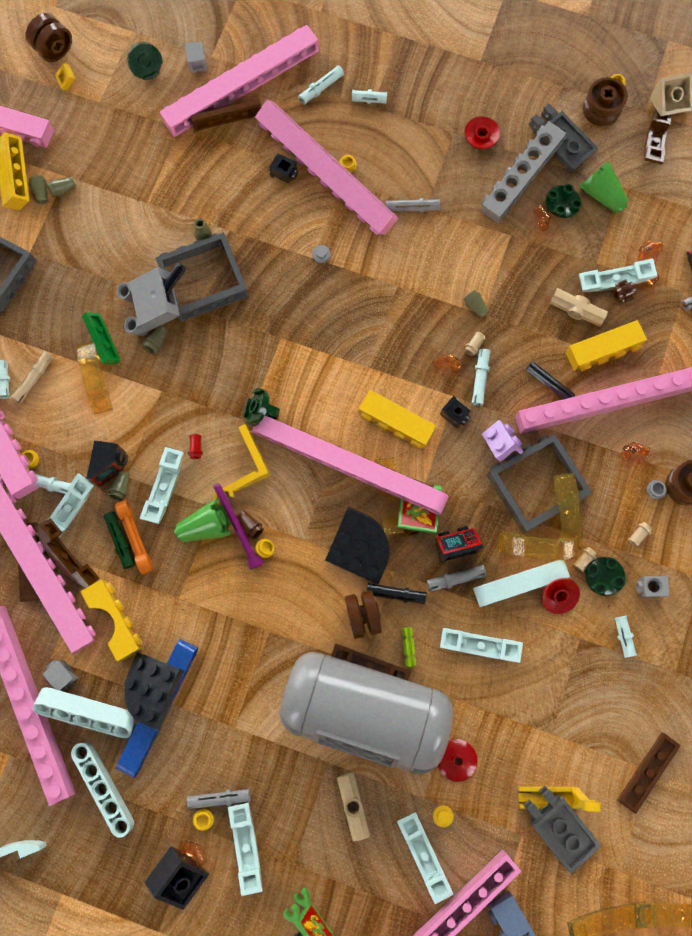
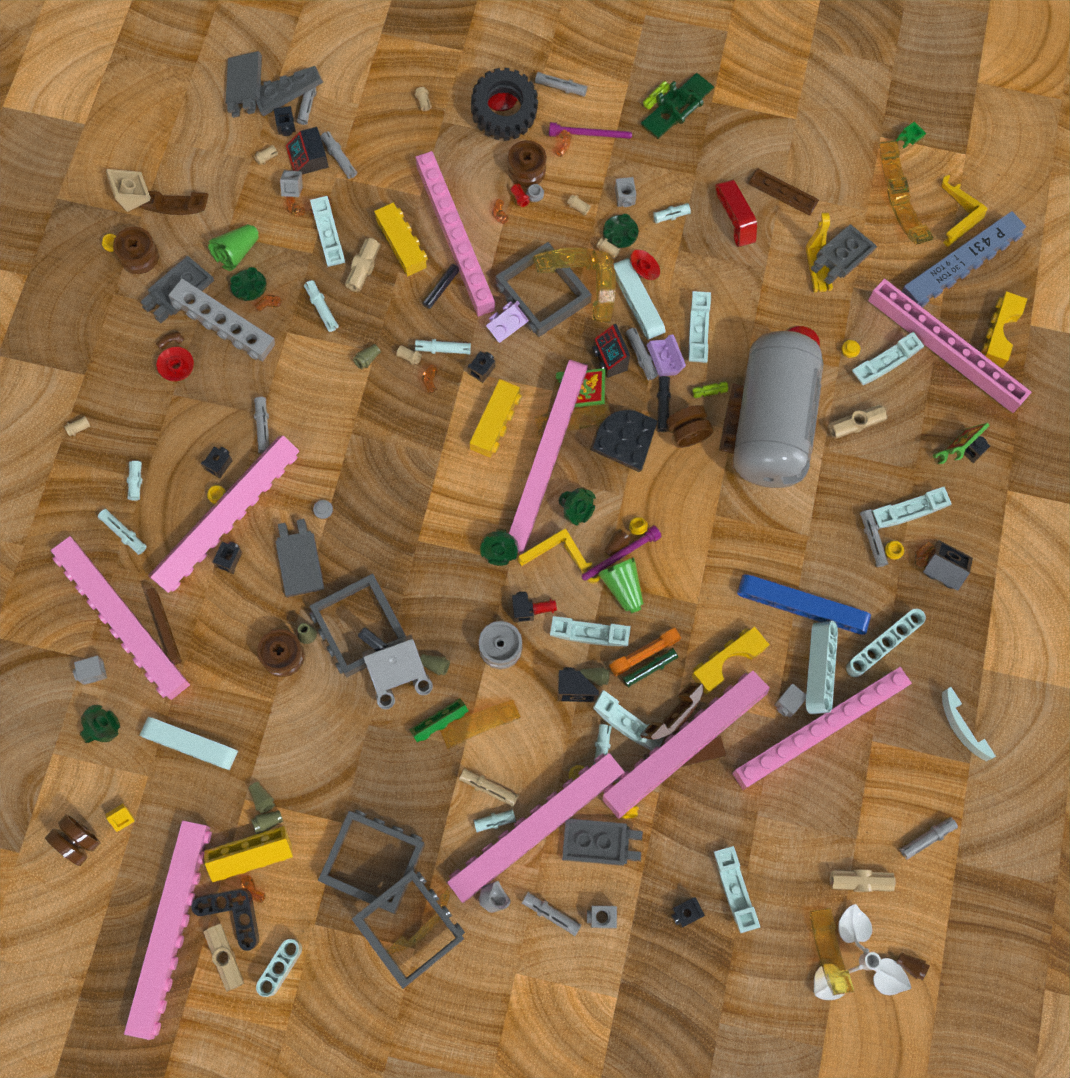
camera: 100 degrees left, 5 degrees down
(118, 131) = (188, 743): none -> light aqua beam
(150, 689) = (790, 608): black plate -> none
(160, 398) = (494, 635): none -> light grey wheel
(183, 206) = (291, 653): none -> reddish brown wheel
(196, 424) = (522, 607): none -> black brick
(275, 230) = (299, 560): none -> dark grey tile
(291, 489) = (578, 505): none -> dark green tile
(378, 164) = (217, 467): none -> black brick
(426, 49) = (77, 426): none -> tan pin
(450, 603) = (666, 356): none -> lavender bracket
(511, 130) = (168, 338): none -> reddish brown arm
(542, 262) = (318, 300): none -> light aqua pin
(621, 710) = (738, 212): none -> red beam
(624, 291) = (343, 225): reddish brown gear -> none
(649, 474) = (521, 197): none -> red pin
(674, 244) = (291, 183): none -> light grey brick

